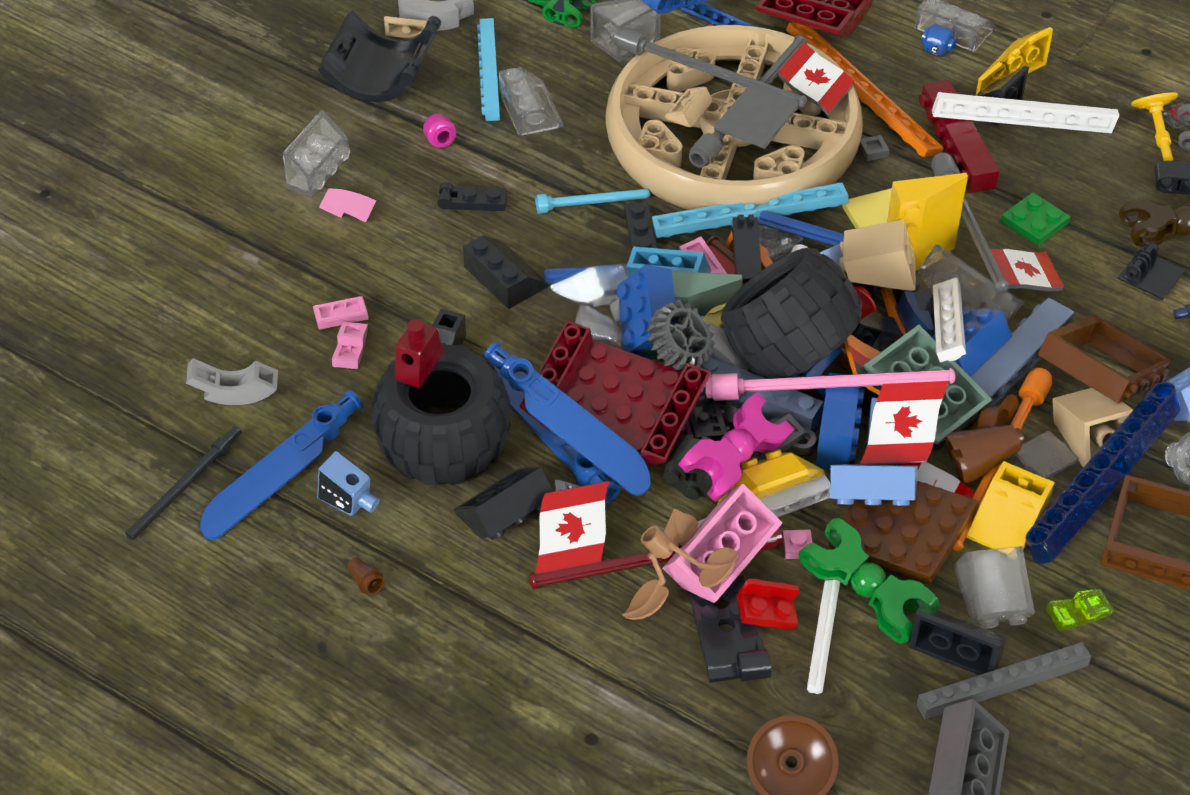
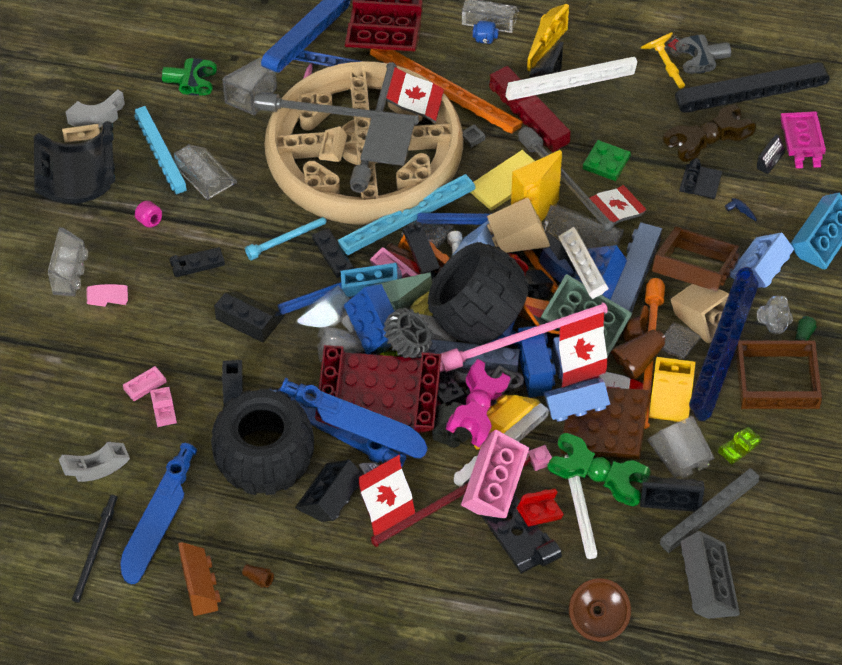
camera: 20 degrees left, 5 degrees up
(285, 555) = (199, 579): none -> dark orange slope
(345, 486) = (216, 515): medium blue torso -> none
(417, 345) = (239, 399): dark red torso -> none
(661, 545) = (460, 476): medium nougat plant -> none

